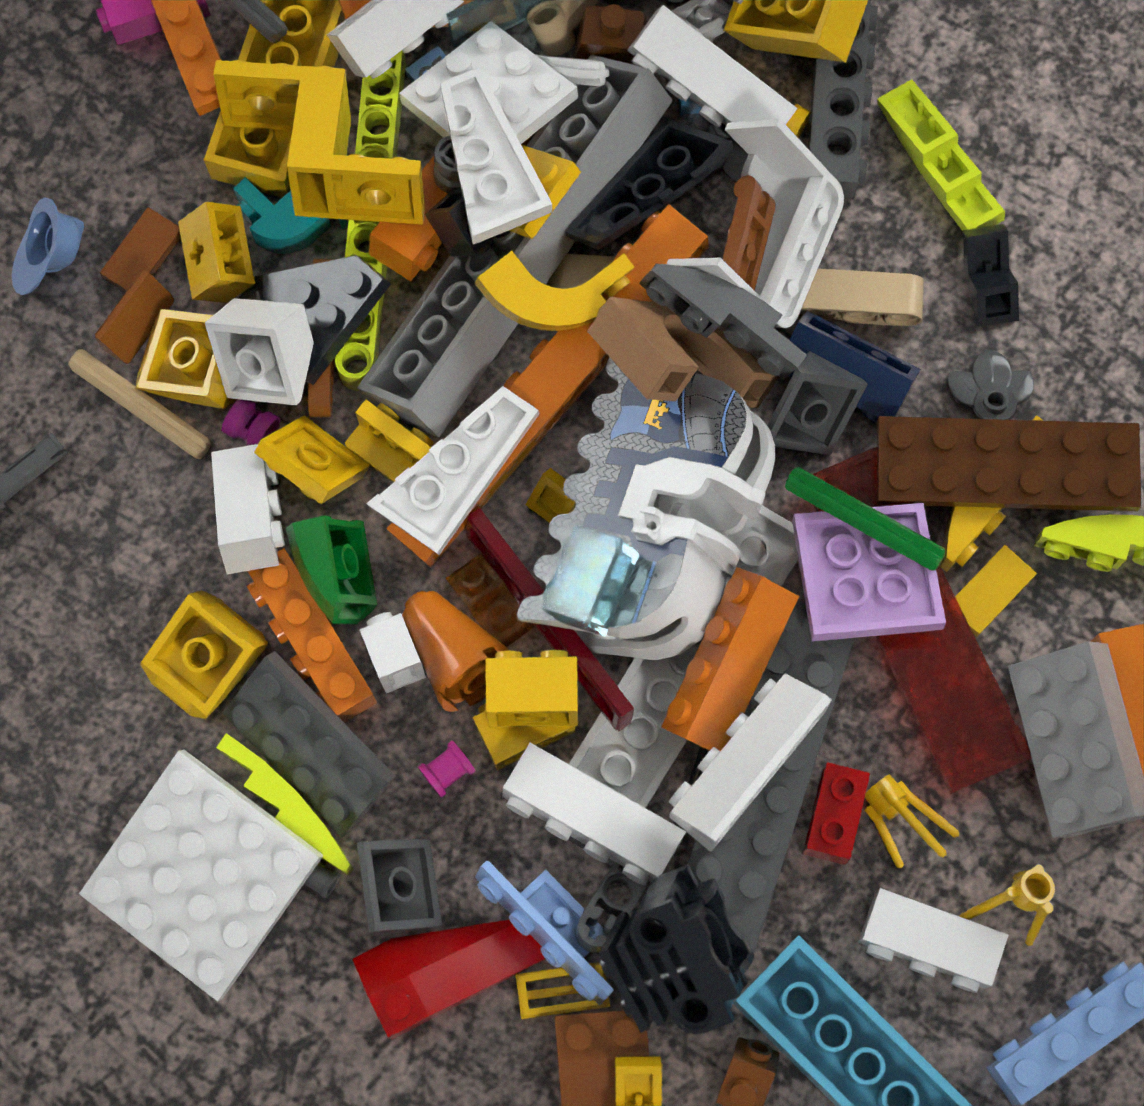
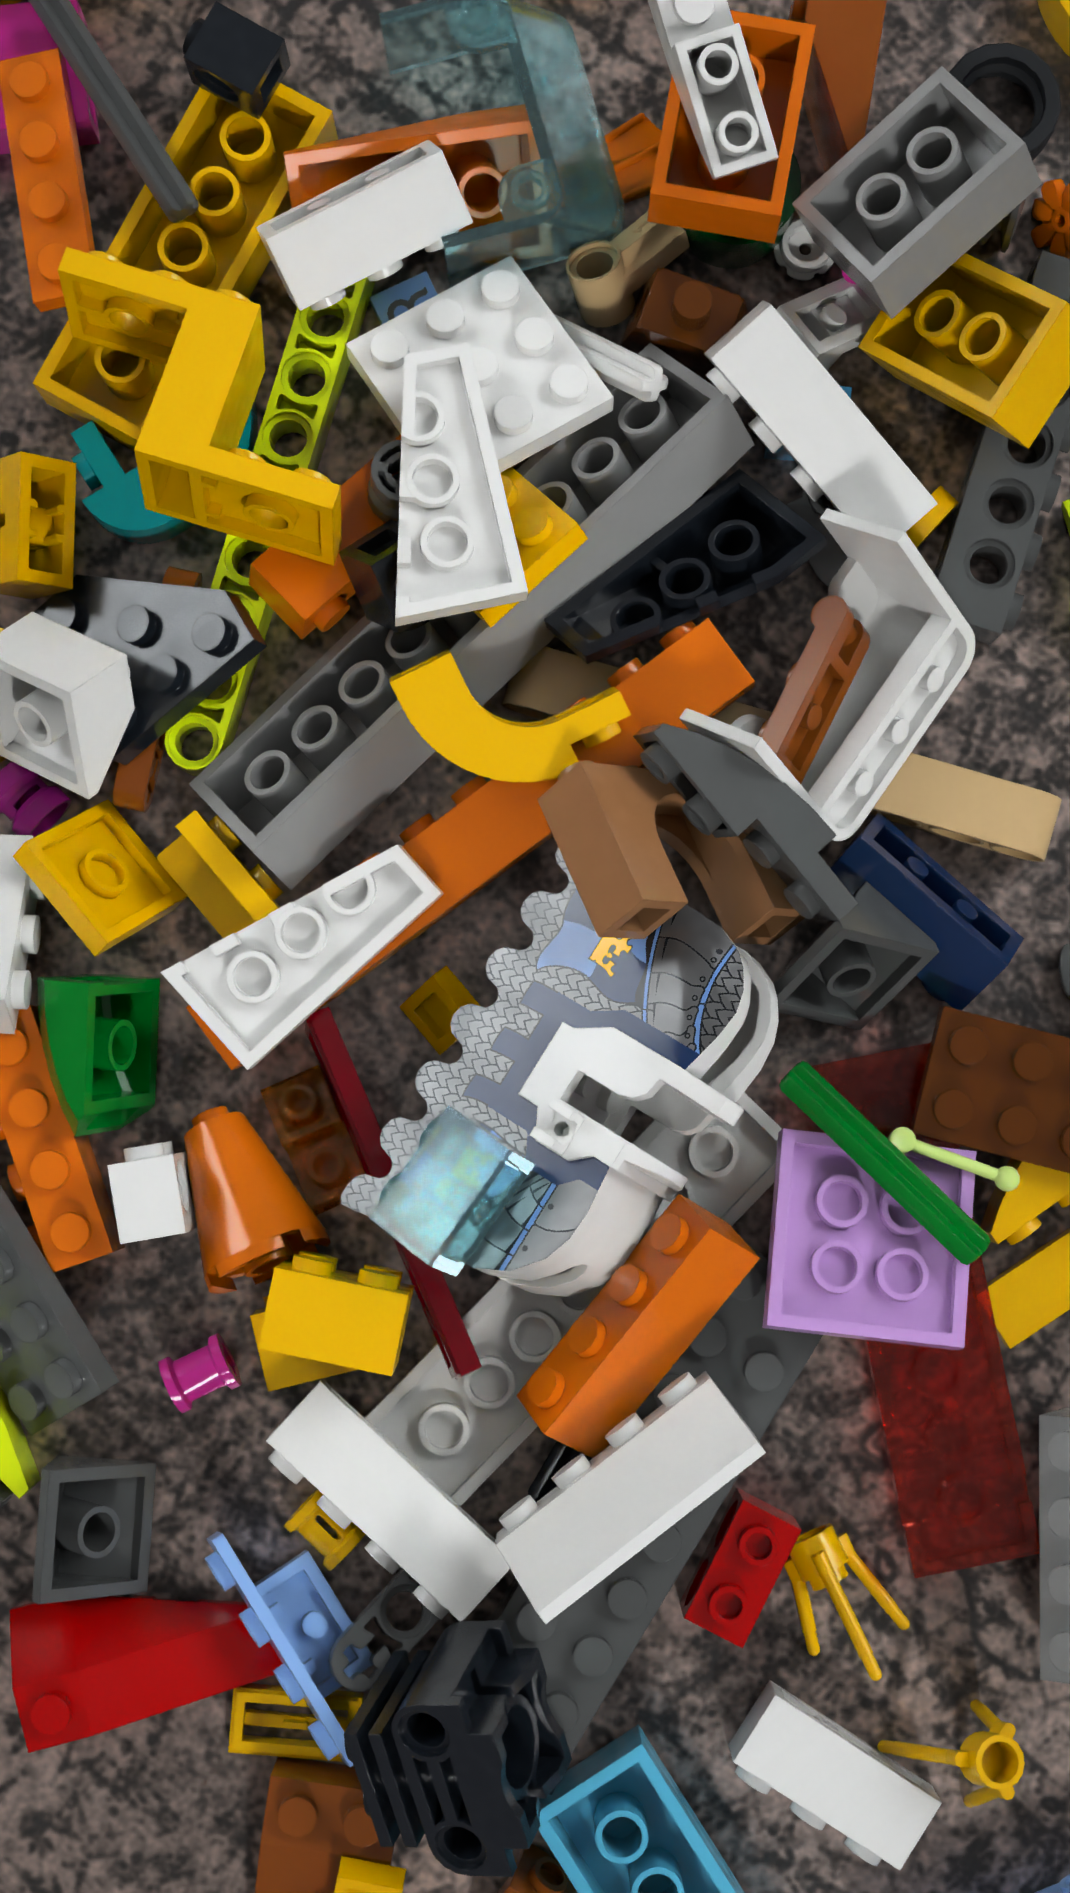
camera: 10 degrees right, 10 degrees up
(554, 852) = (332, 1549): none -> yellow bush
(945, 514) = (1005, 1177): none -> yellowish green hinge

